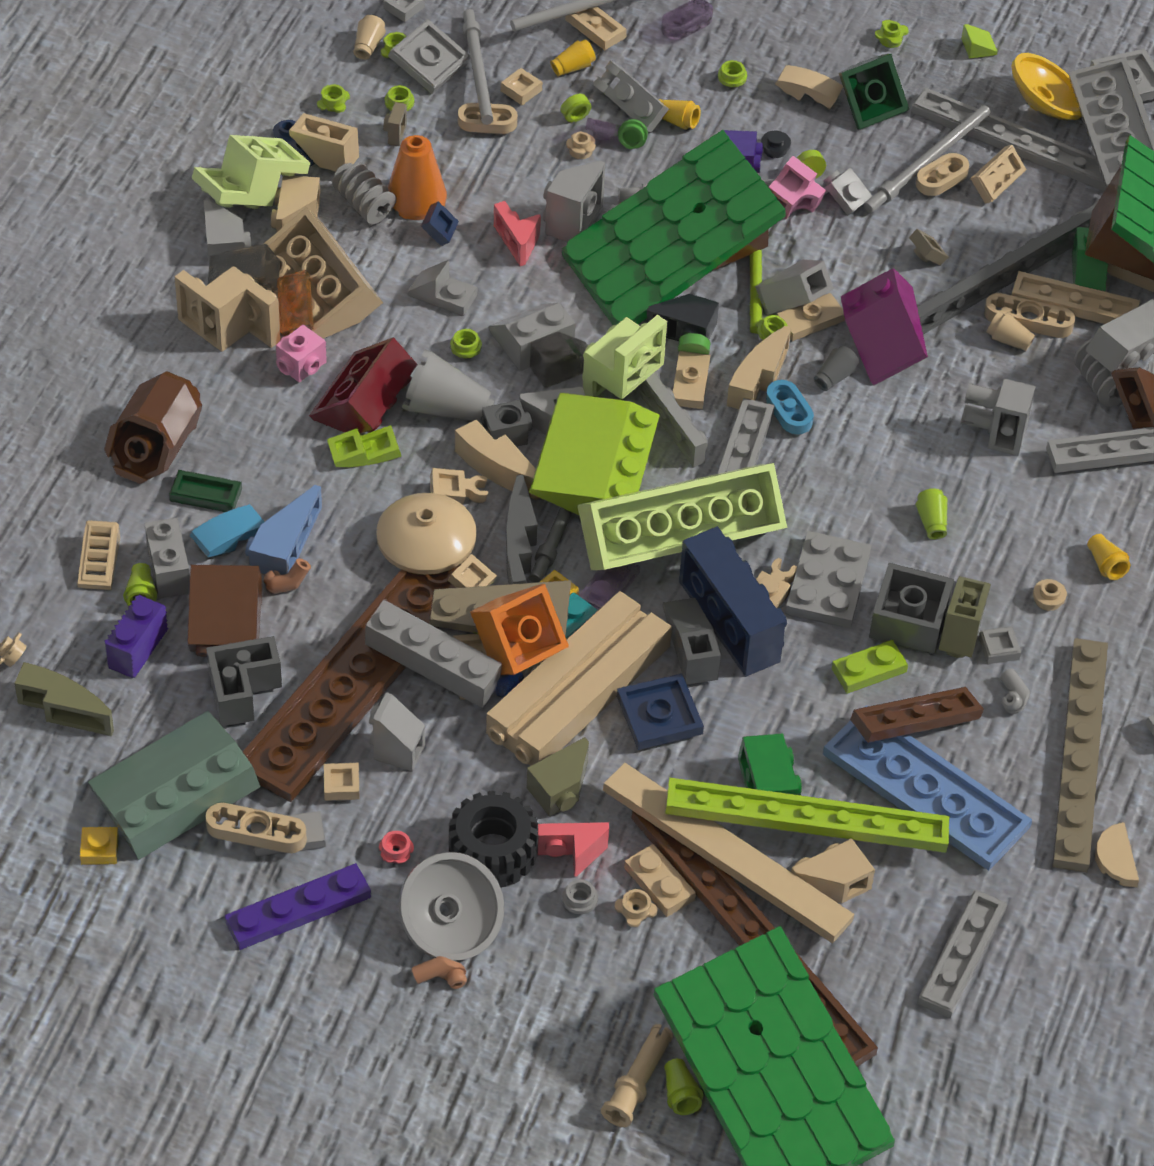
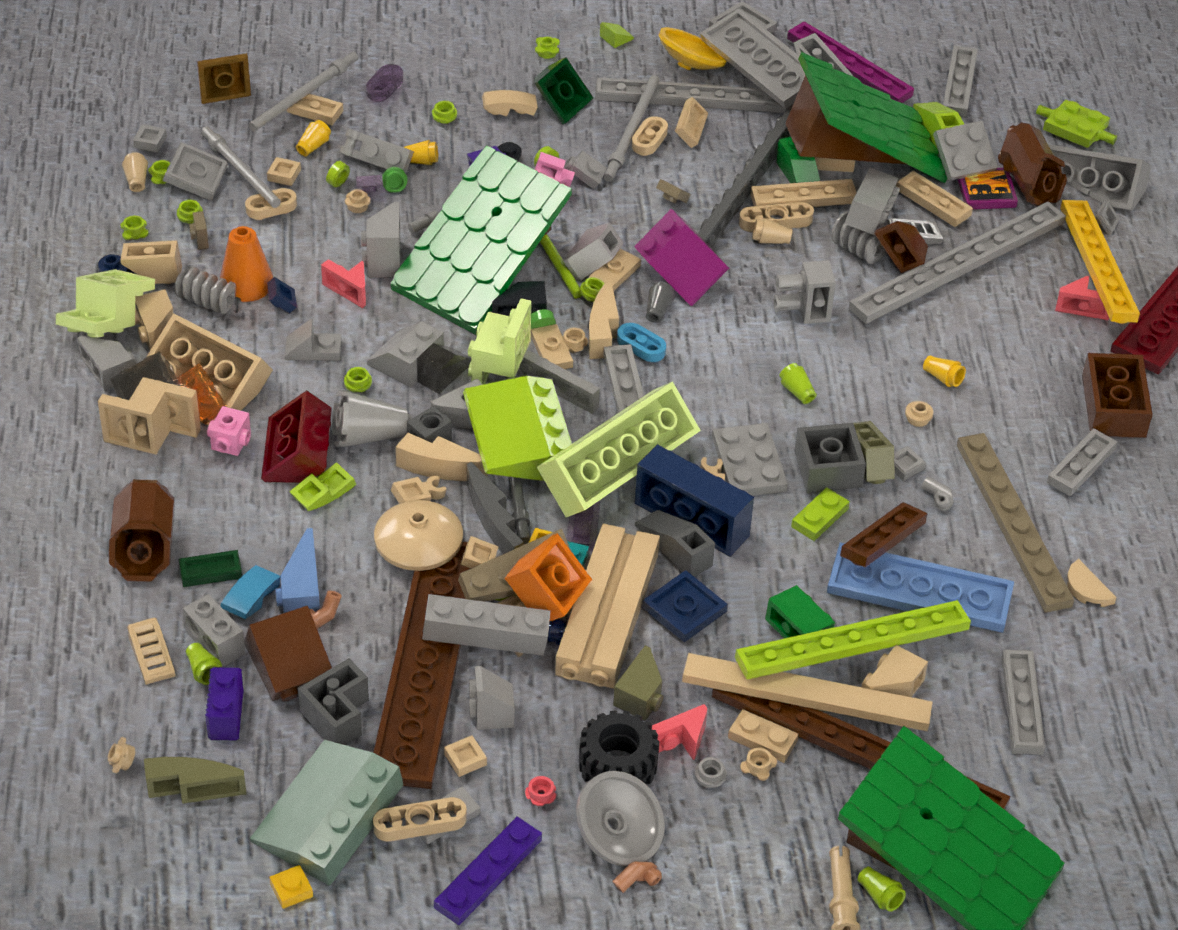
camera: 25 degrees left, 5 degrees down
(718, 378) = (575, 339): none -> tan plate

